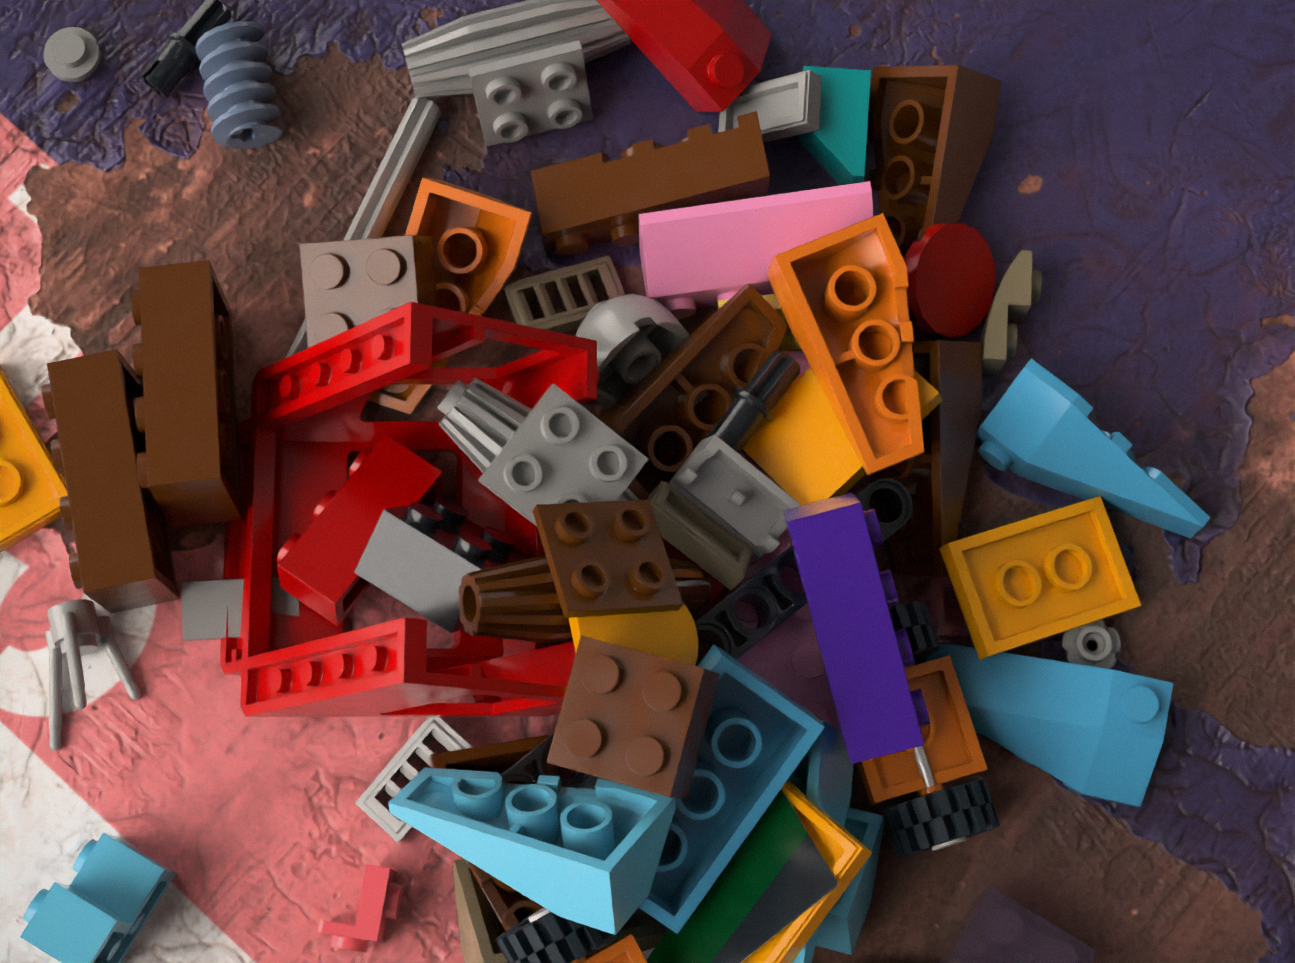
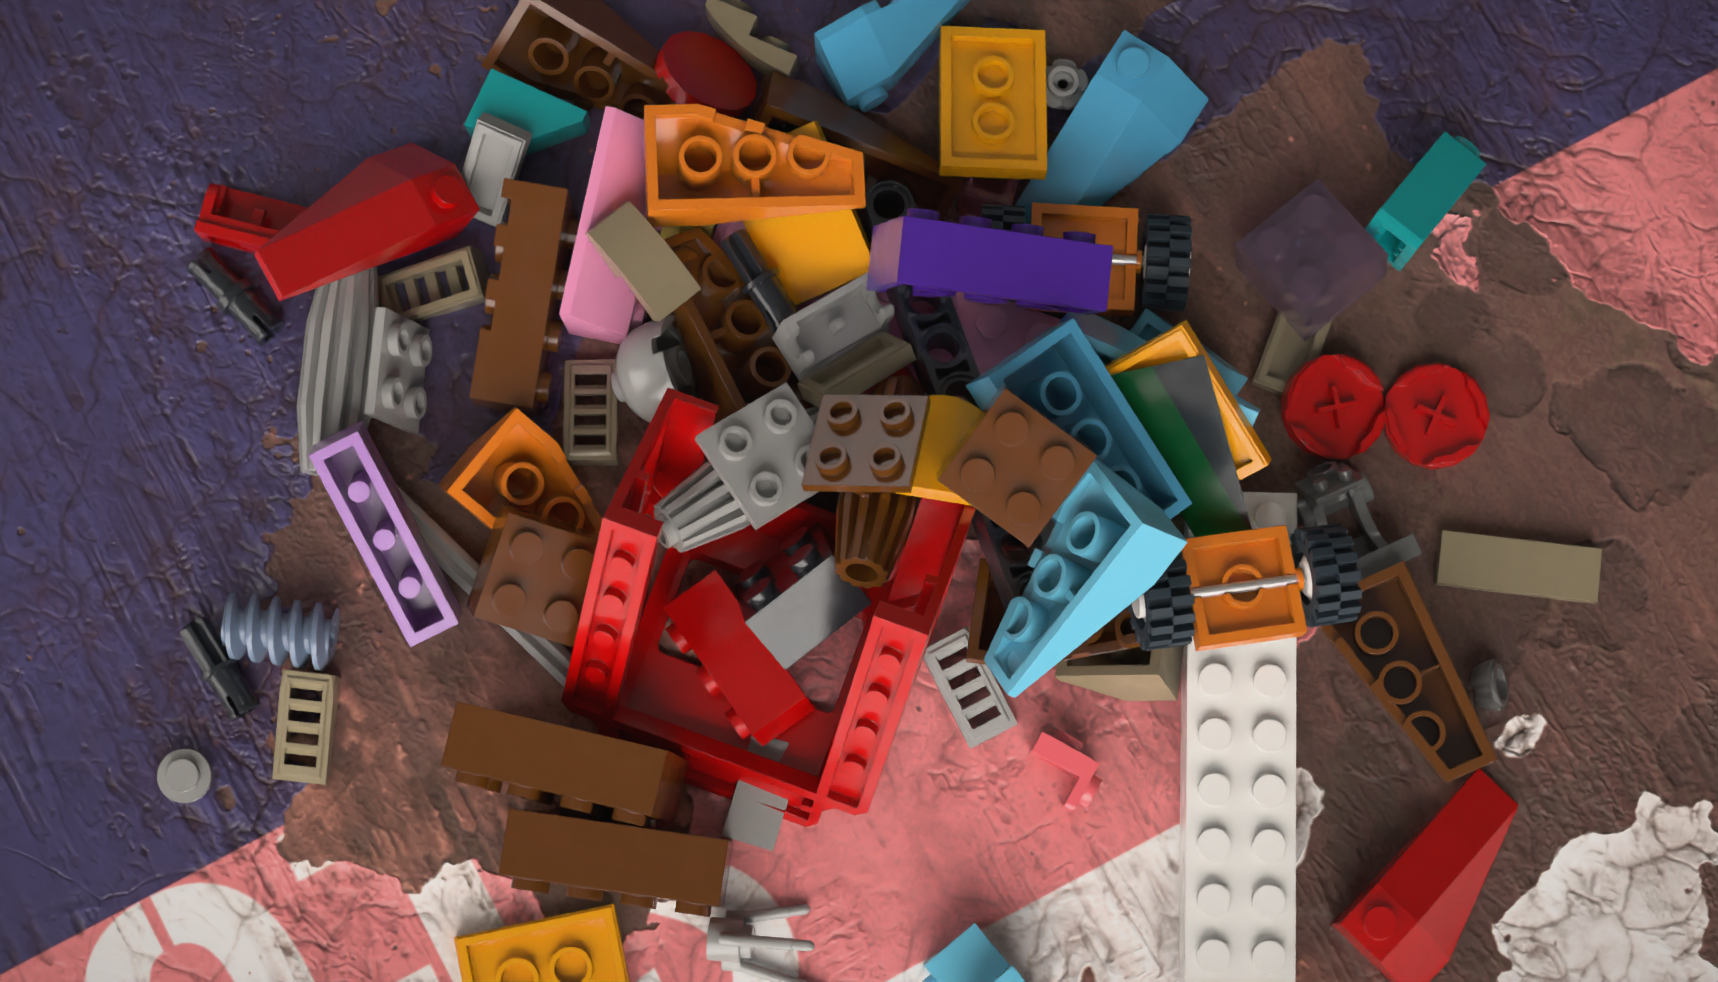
camera: 70 degrees left, 5 degrees up
(180, 160) = (288, 704): none -> dark tan slope
(361, 138) = (385, 533): none -> medium lavender brick
(664, 125) = (476, 273): none -> dark tan slope
(724, 275) = (643, 260): none -> dark tan slope

